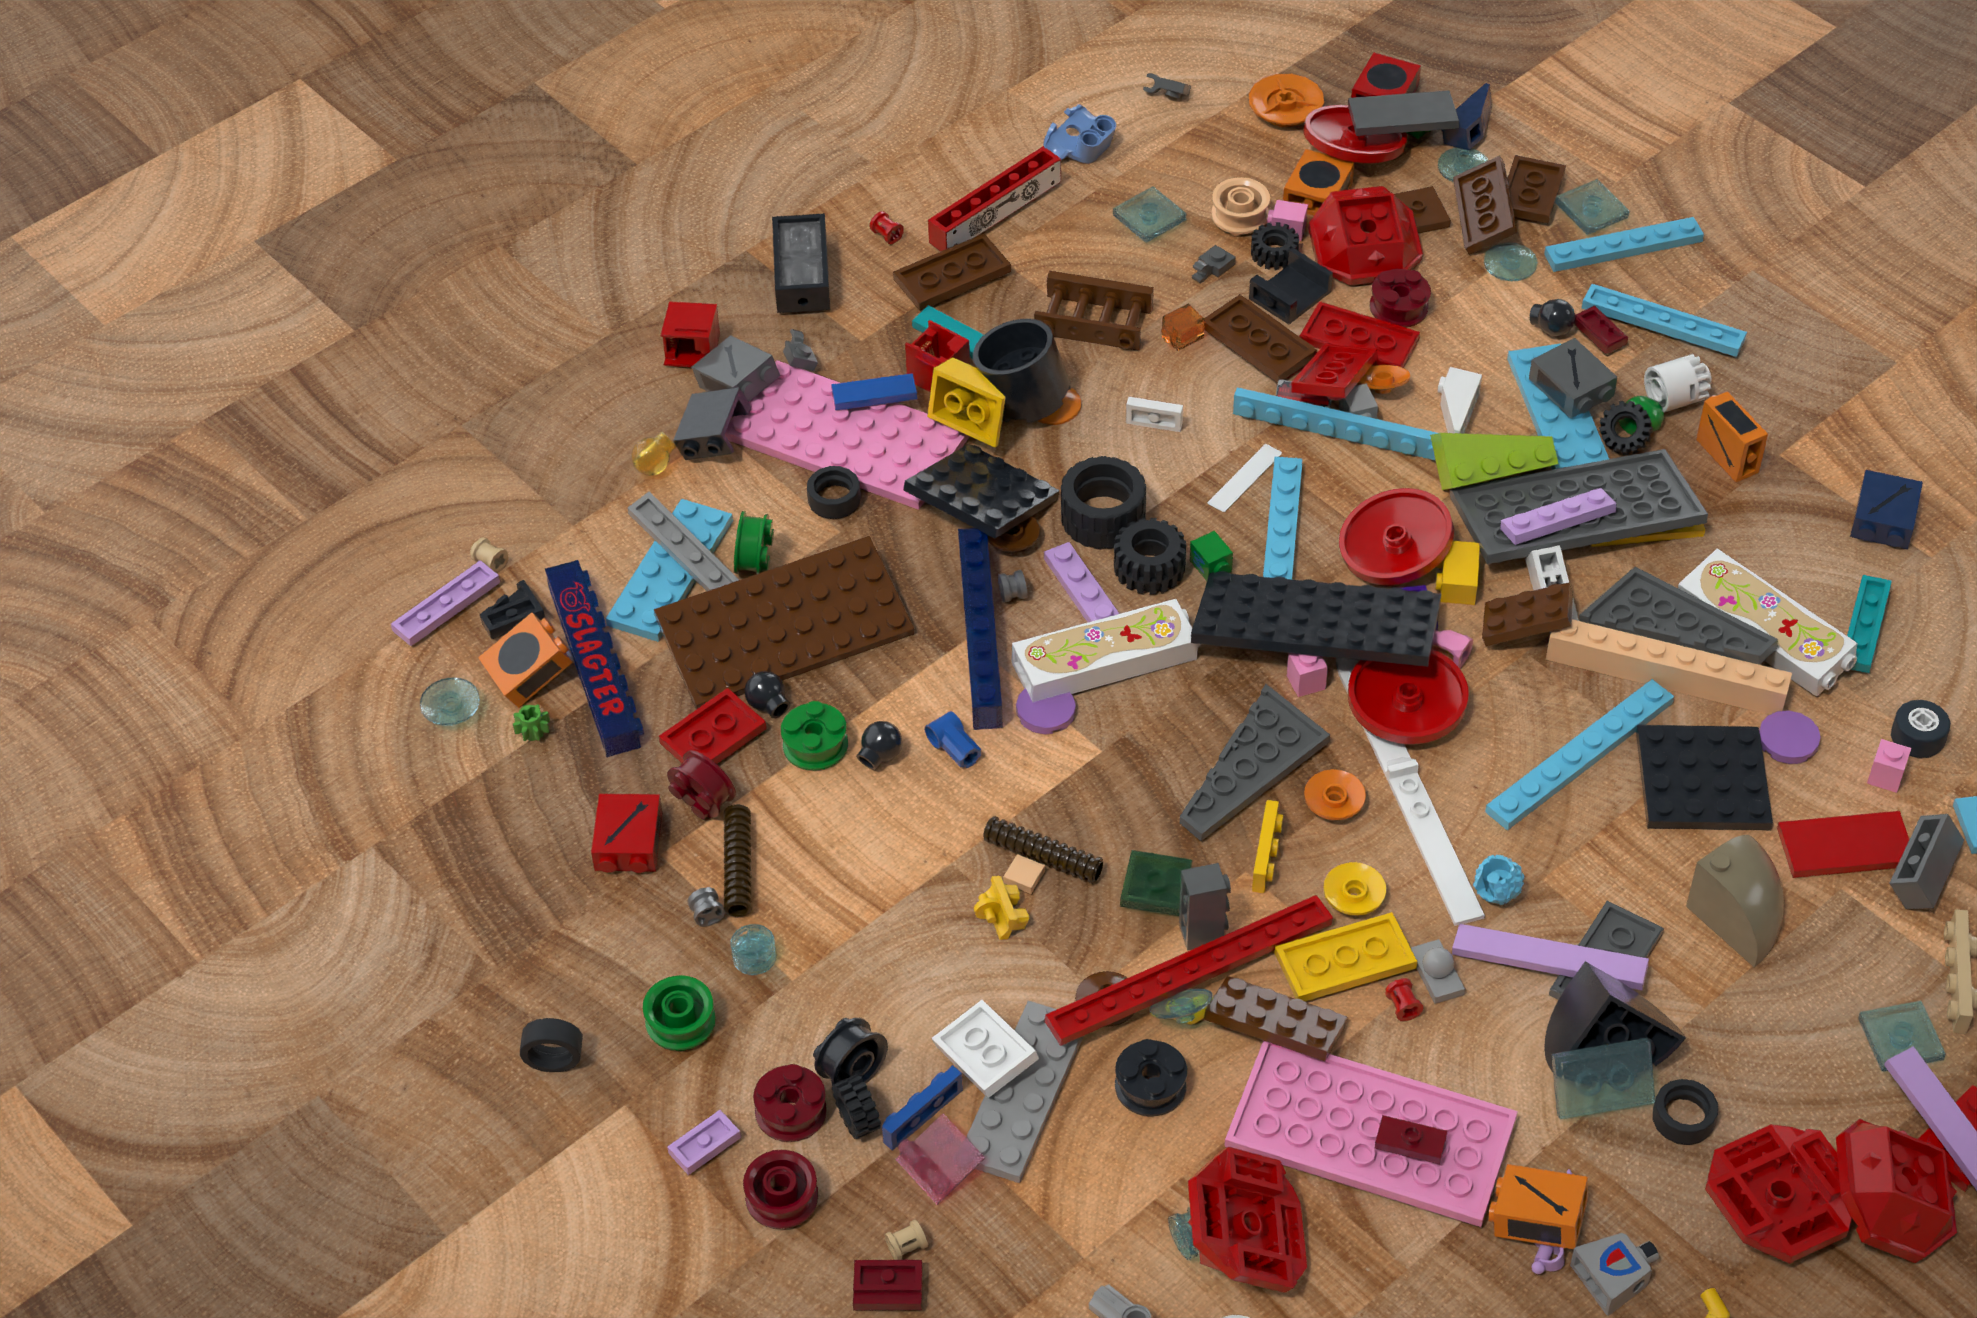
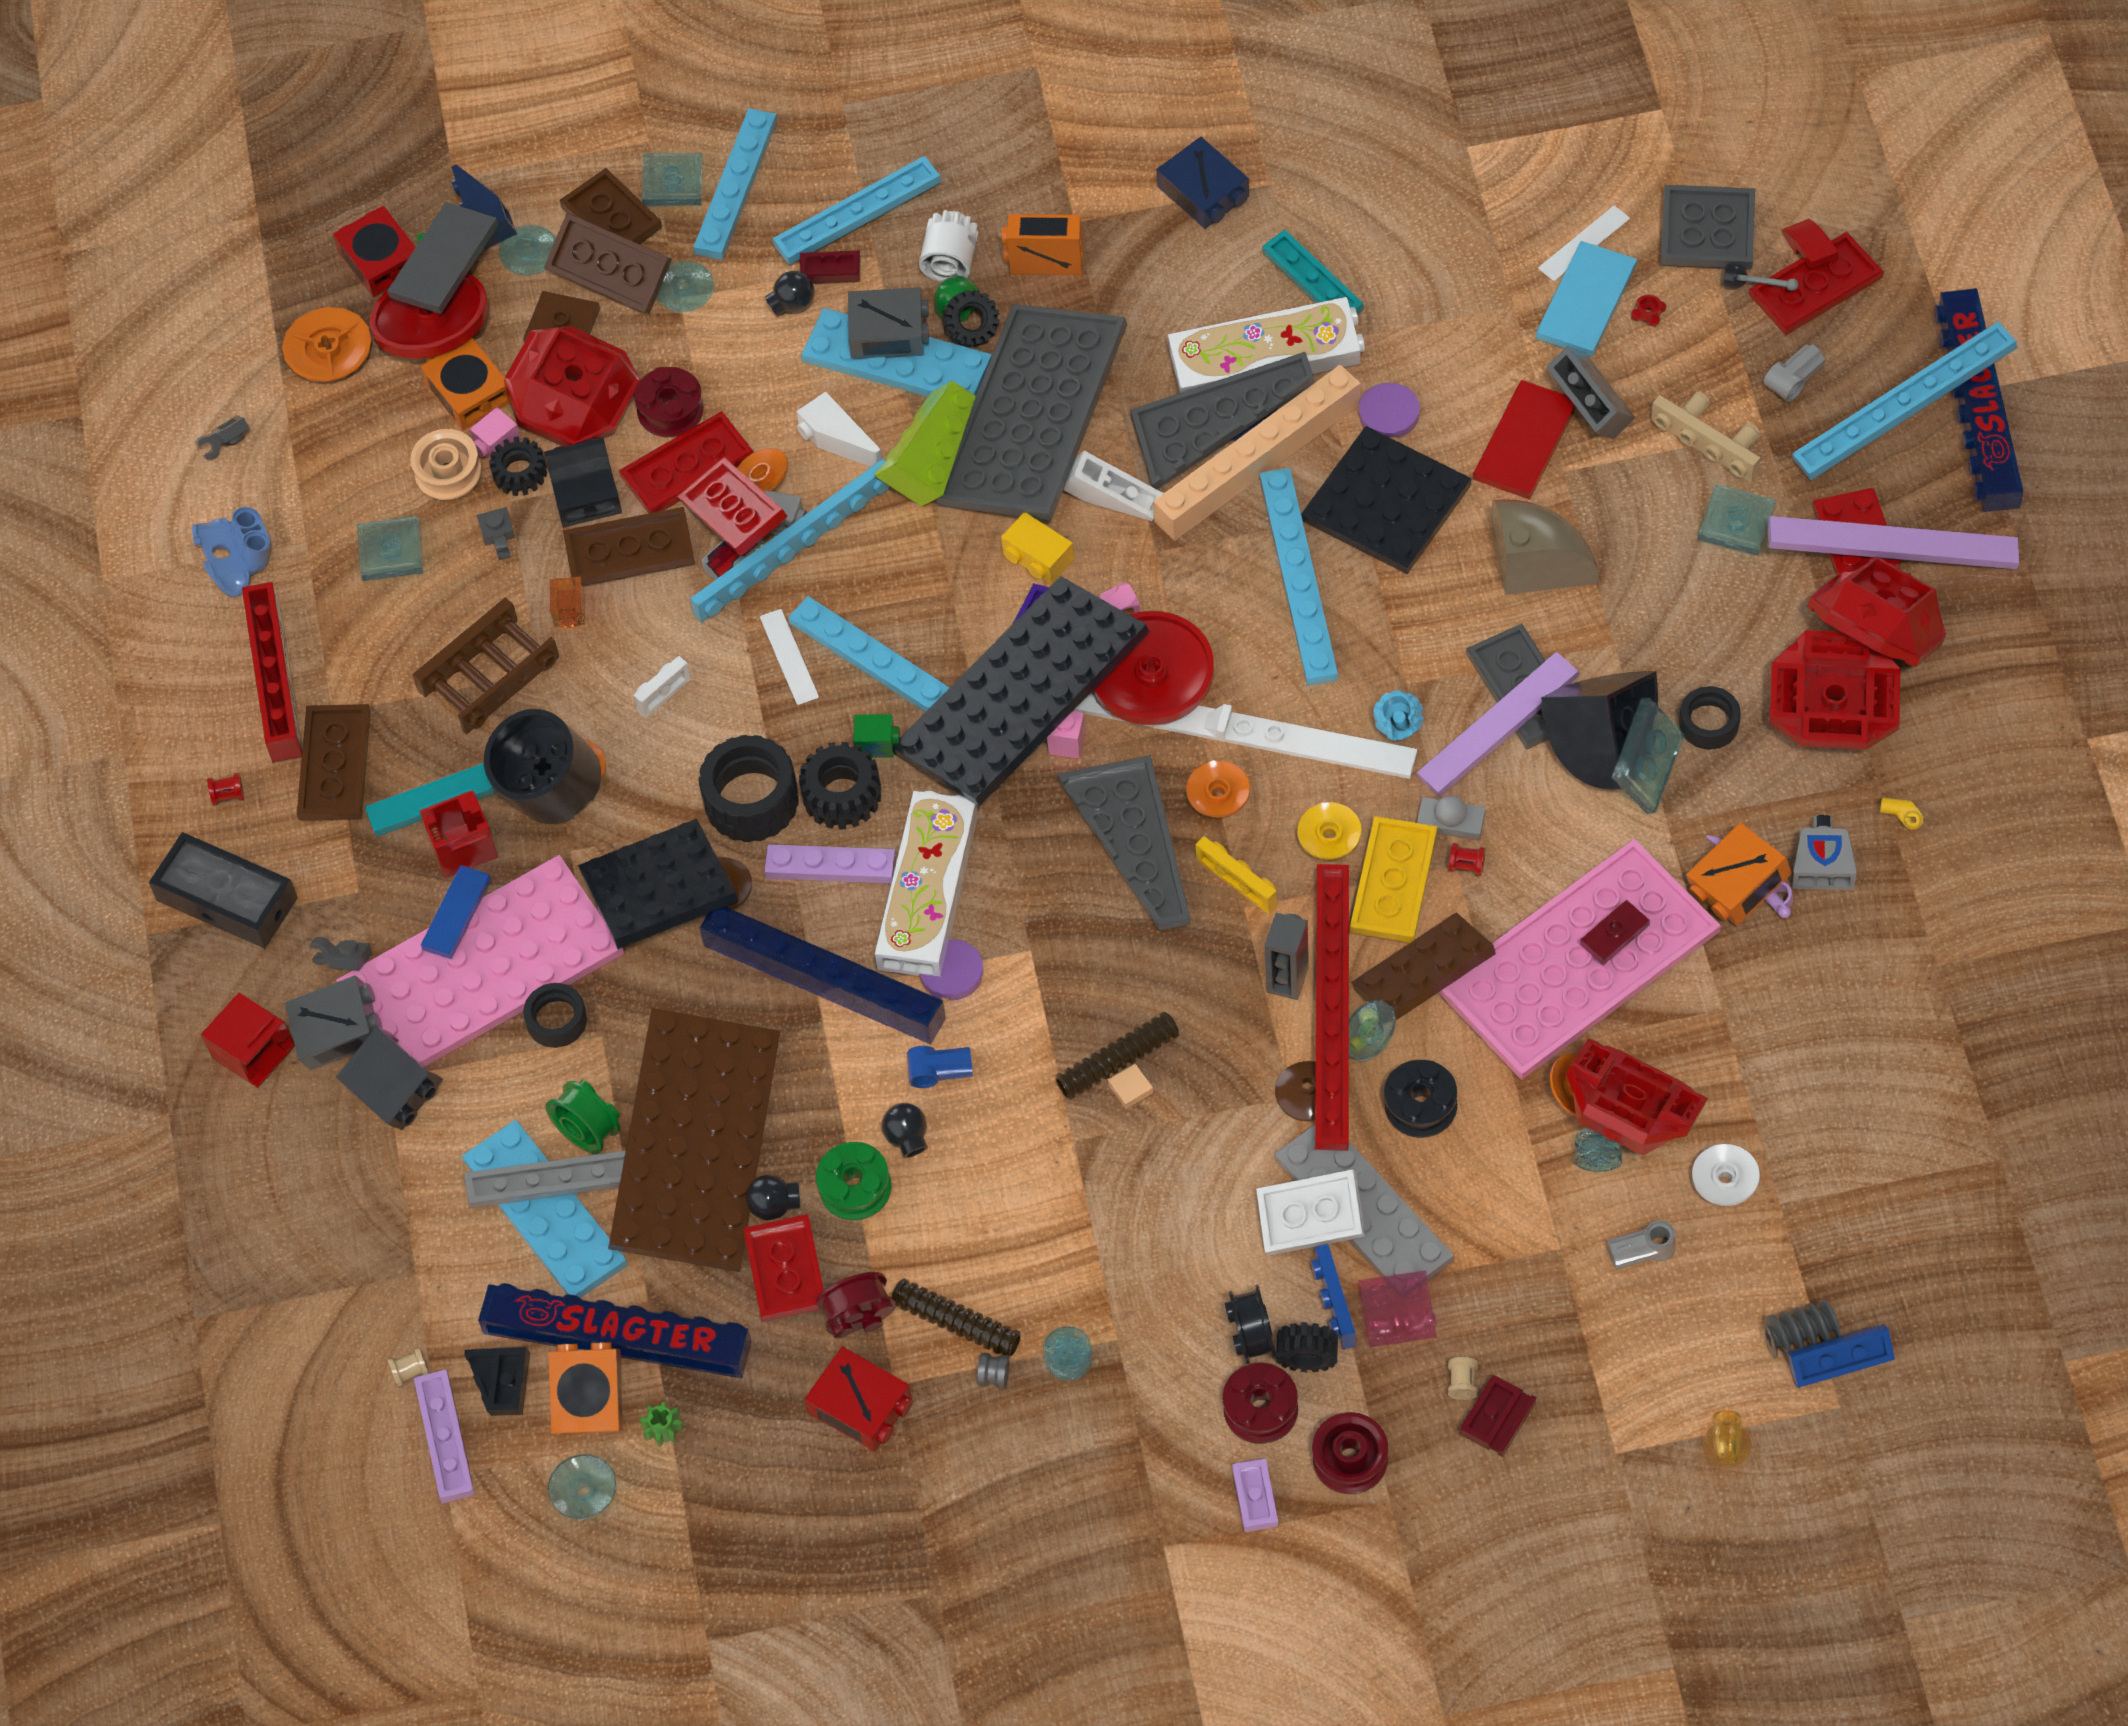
camera: 55 degrees left, 10 degrees up
(551, 1032) = (1073, 1574): black tyre -> none
(652, 454) = (388, 1153): clear yellow piece -> none
(683, 996) = (1106, 1469): green wheel -> none
(966, 401) = (549, 833): yellow slope -> none
(997, 908) = (1159, 1123): yellow hips -> none
(1012, 586) = (790, 918): flat silver wheel -> none
(1153, 882) = (1216, 984): clear green plate -> none
(1396, 536) = (965, 572): red dish -> none
(1527, 614) = (1132, 522): reddish brown plate -> none
(1558, 516) = (1043, 432): lavender plate -> none
(1889, 765) = (1474, 357): bright pink brick -> none
(1921, 727) = (1451, 310): black wheel -> none

